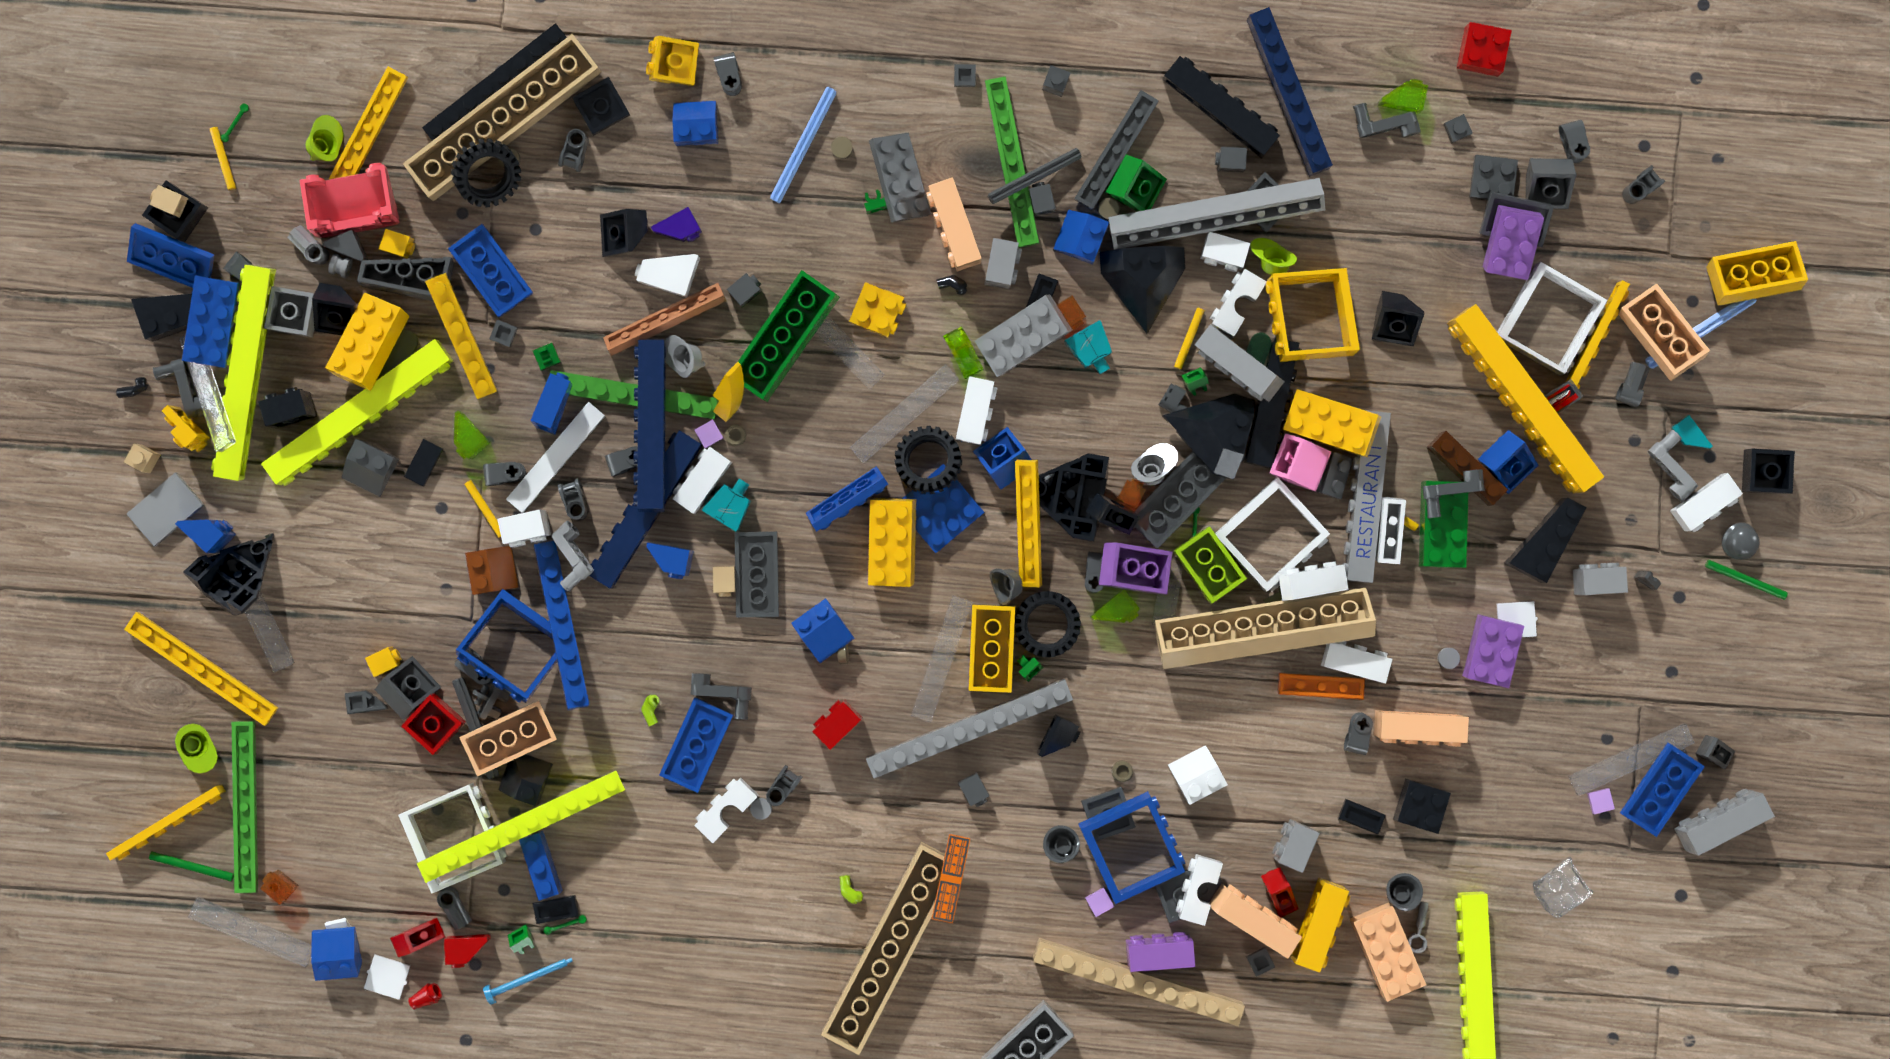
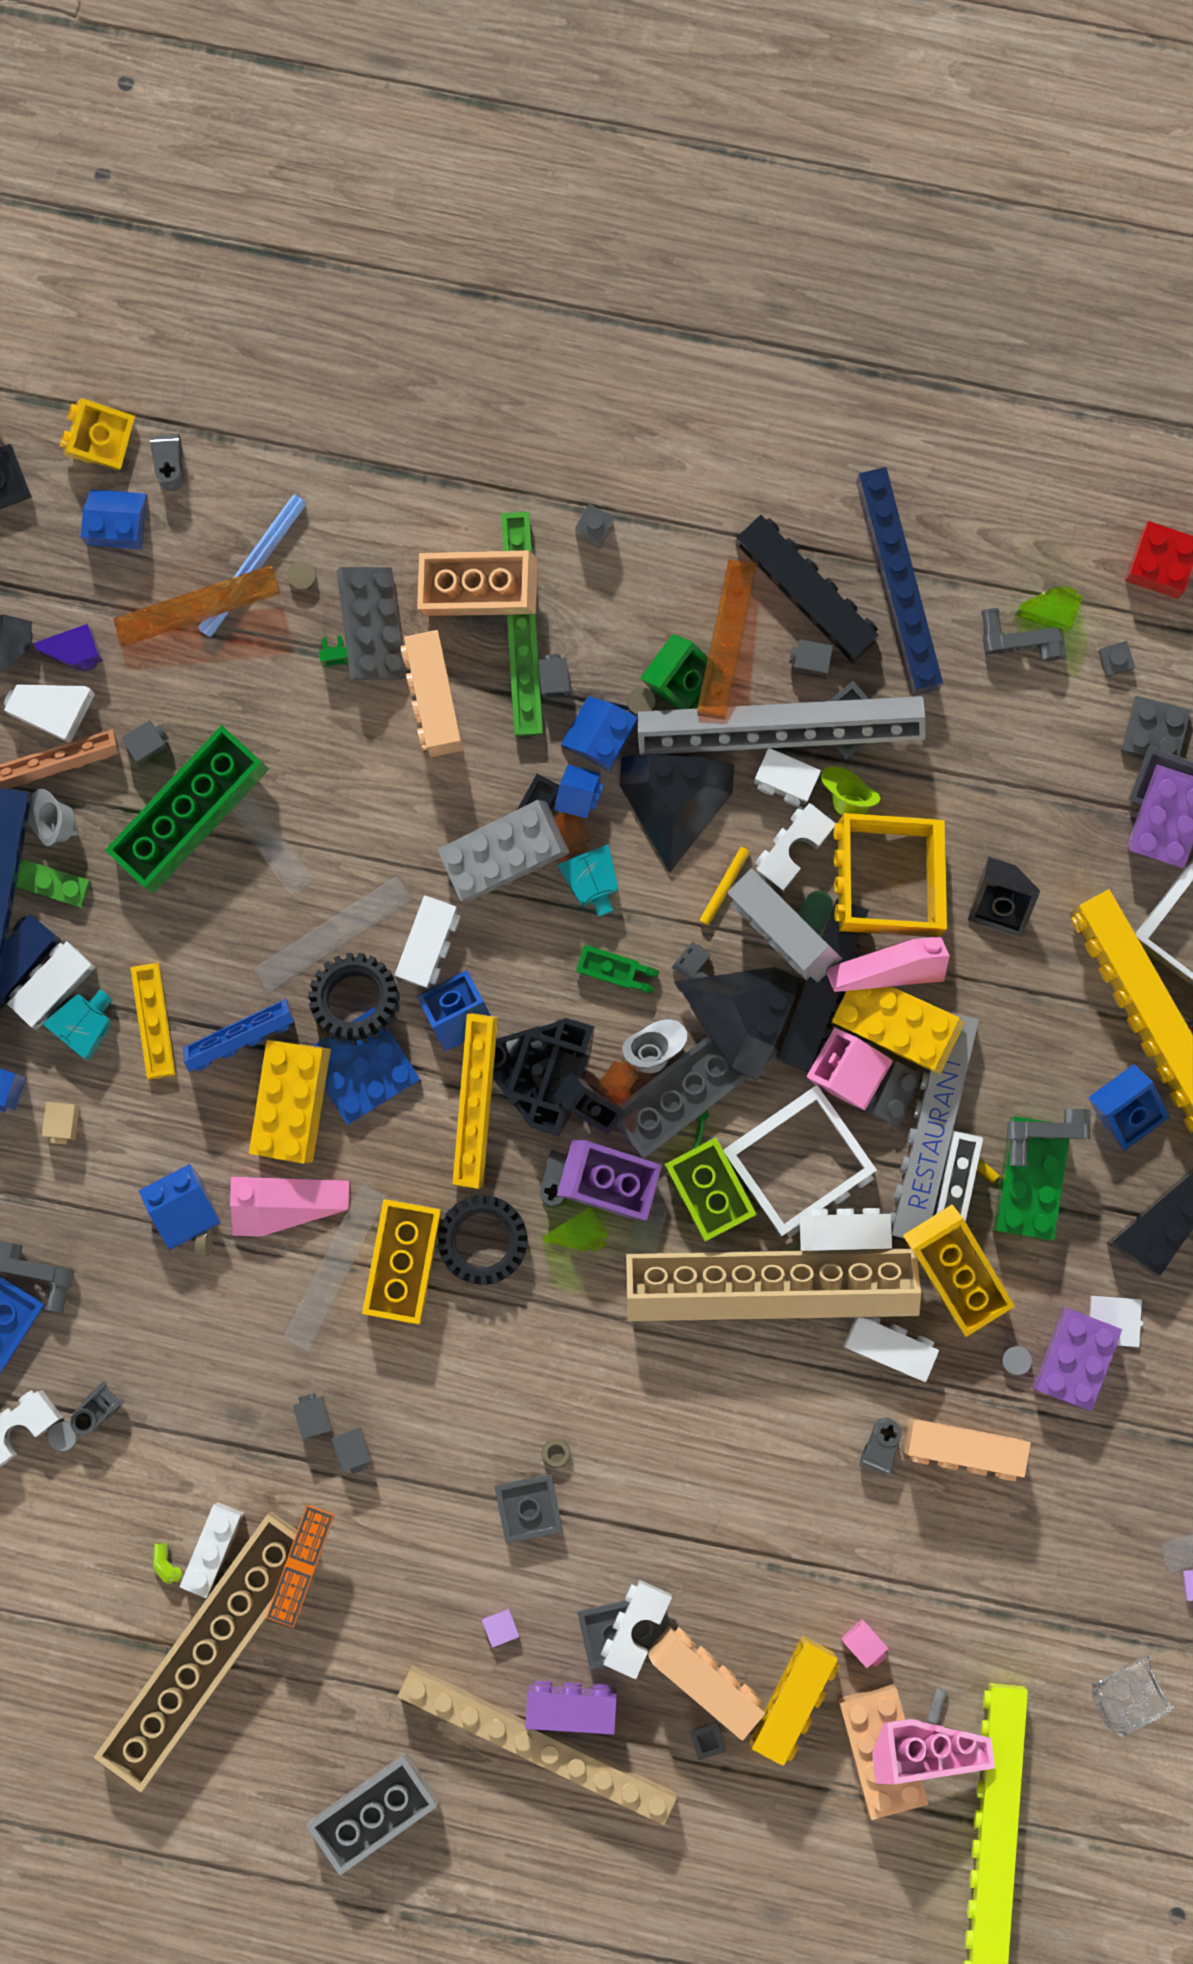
camera: 15 degrees right, 5 degrees down
(709, 434) = (70, 925): lavender tile -> none
(730, 393) = (103, 873): yellow slope -> none
(735, 435) = (105, 932): dark tan tile -> none
(756, 574) = (104, 1120): dark grey plate -> none
(767, 181) = (197, 605): none -> clear orange tile
(781, 496) = (153, 1021): none -> yellow tile
(837, 723) = (179, 1335): red brick -> none
(877, 310) = (317, 793): yellow plate -> none
(882, 875) = (211, 1550): none -> white brick
(893, 618) = (276, 1204): none -> bright pink wedge
(941, 769) = (312, 1416): none -> dark grey brick
(954, 282) = (424, 770): black arm -> none
(963, 352) = (422, 863): clear neon green slope -> none
(964, 75) = (476, 504): dark grey plate -> none
(969, 728) = (356, 1366): light grey brick -> none
(975, 137) = (477, 583): none -> light nougat brick
(1001, 263) = (488, 753): light grey brick -> none
(1006, 584) = (435, 1179): dark grey helmet -> none
(1030, 668) = (450, 1295): green tile -> none
(1034, 176) = (548, 645): dark grey axle -> none
(1058, 736) = (476, 1392): black slope -> none
(1061, 844) = (458, 1540): dark grey helmet -> none
(1073, 283) = (578, 791): none -> blue brick
(1115, 411) = (613, 969): none -> green hinge
(1116, 150) = (661, 626): dark grey plate -> none
(1116, 813) = (597, 1530): blue window -> none
(1167, 154) = (726, 639): none -> clear orange tile
(1195, 379) = (724, 941): green tile -> none
(1197, 775) = (656, 1472): white slope -> none
(1279, 892) = (746, 1648): red slope -> none
(1295, 845) = (775, 1586): light grey brick -> none
(1321, 686) = (840, 1374): orange tile -> none
(1323, 381) = (894, 965): none -> bright pink wedge
(1361, 816) = (871, 1560): black tile -> none
(1365, 877) = (865, 1644): none -> bright pink brick
(1400, 599) = (959, 1270): none -> yellow brick
(1404, 891) = (915, 1671): dark grey helmet -> none
(1419, 948) = (922, 1751): none -> bright pink wedge
(1421, 806) = (954, 1557): black brick -> none
(1458, 459) = (1062, 1094): reddish brown brick -> none

